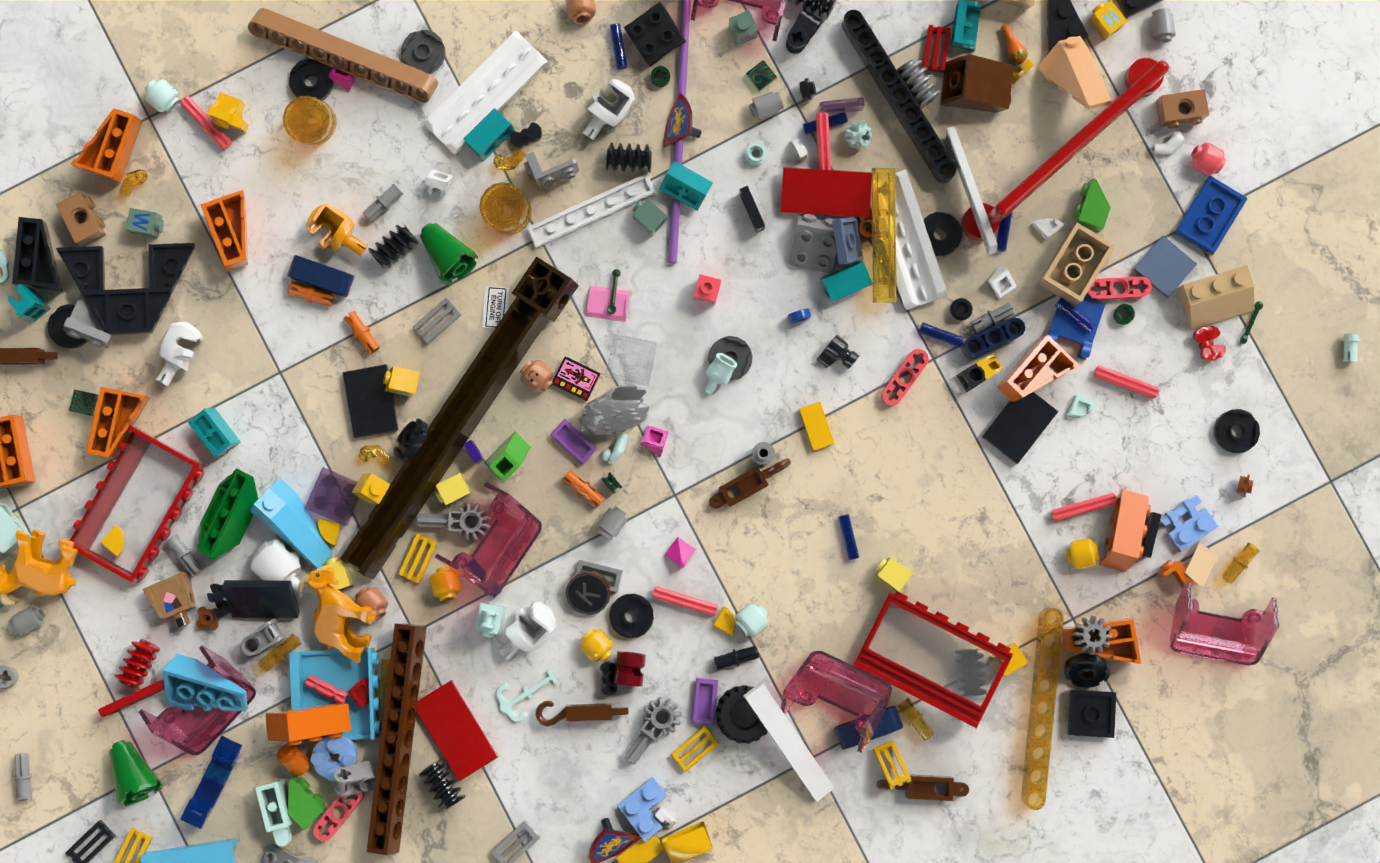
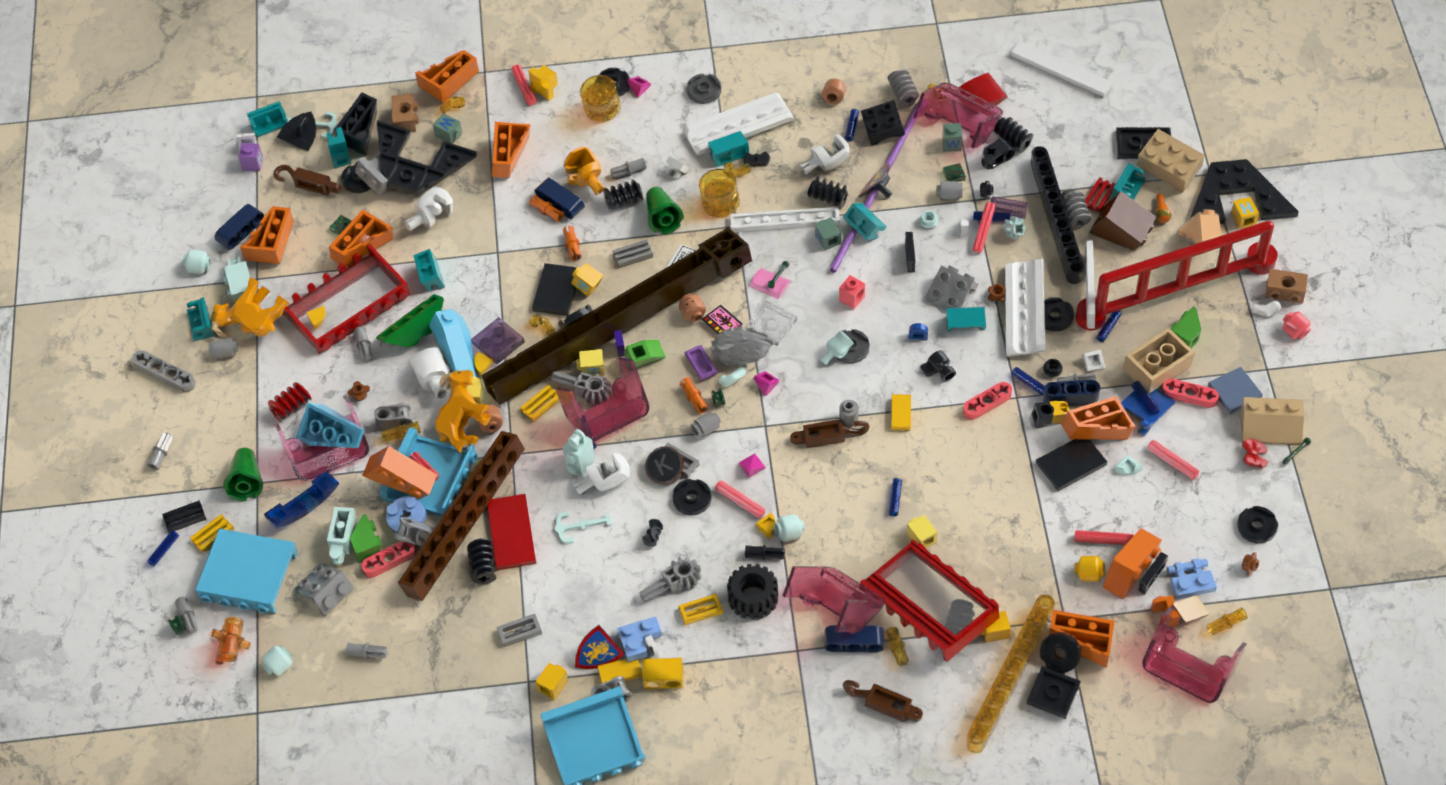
camera: 25 degrees right, 30 degrees down
(132, 698) = (266, 424): red tile -> none
(161, 95) = (500, 58): light aqua head -> none
(172, 598) = (340, 366): medium nougat torso -> none
(254, 599) = (403, 384): black tile -> none
(293, 759) = (373, 502): orange brick -> none
(343, 55) = (644, 71): medium nougat beam -> none
(360, 692) = (449, 475): red tile -> none
(370, 488) = (528, 336): yellow brick -> none
(445, 584) = (553, 424): yellow head -> none
(548, 178) = (765, 181): light grey bracket -> none
(580, 712) = (620, 549): reddish brown piece -> none
(596, 645) = (653, 505): yellow head -> none
(629, 668) = (673, 528): dark red wheel -> none
(663, 70) = (880, 150): dark green bush -> none
(705, 701) = (720, 579): medium lavender tile -> none
(788, 741) = (781, 619): white tile -> none
(826, 192) = (974, 256): red tile -> none
(847, 240) = (976, 287): sand blue tile -> none
(884, 235) = (1007, 295): clear yellow tile -> none
(899, 780) = (863, 677): yellow tile -> none
(1024, 68) = (1163, 226): yellow tile -> none
(1047, 226) = (1144, 334): white tile -> none
(1100, 633) = (1066, 611): light grey gear -> none
(1128, 319) = (1191, 416): dark green bush -> none
(1163, 25) = (1289, 229): light grey brick -> none
(1210, 215) = (1286, 367): blue tile -> none
(1351, 347) = (1379, 488): light aqua pin -> none

